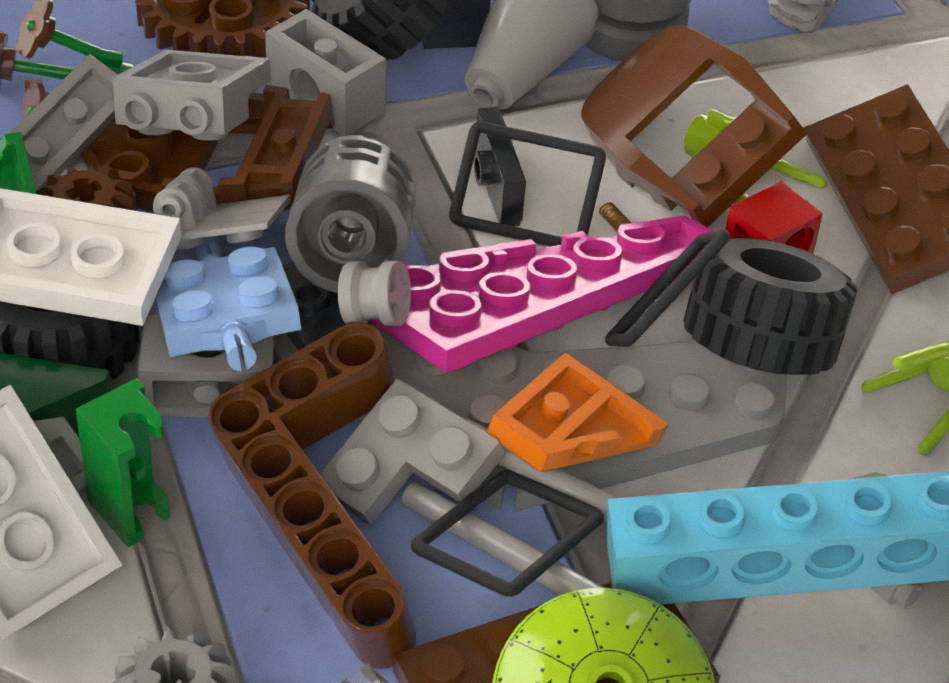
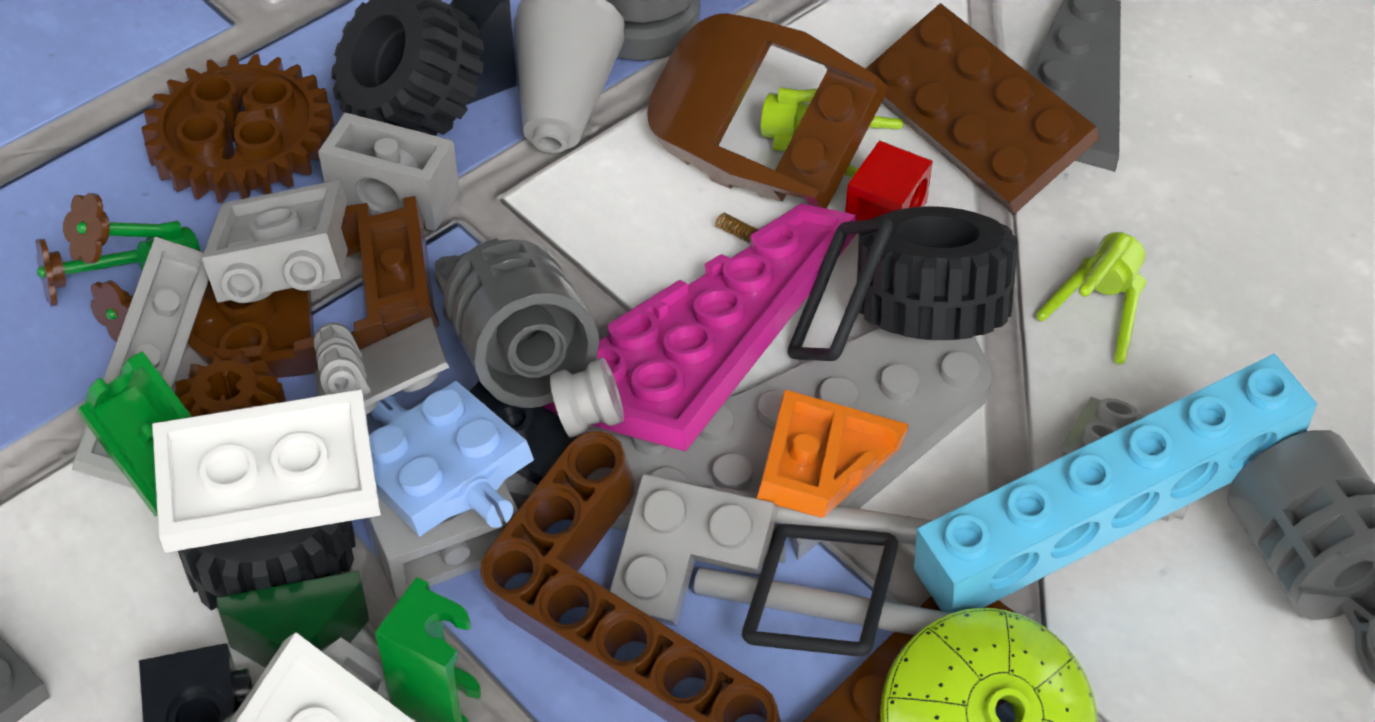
camera: 20 degrees left, 5 degrees up
(500, 171) = (605, 213): black plate -> none
(533, 138) = (635, 176): black piece -> none

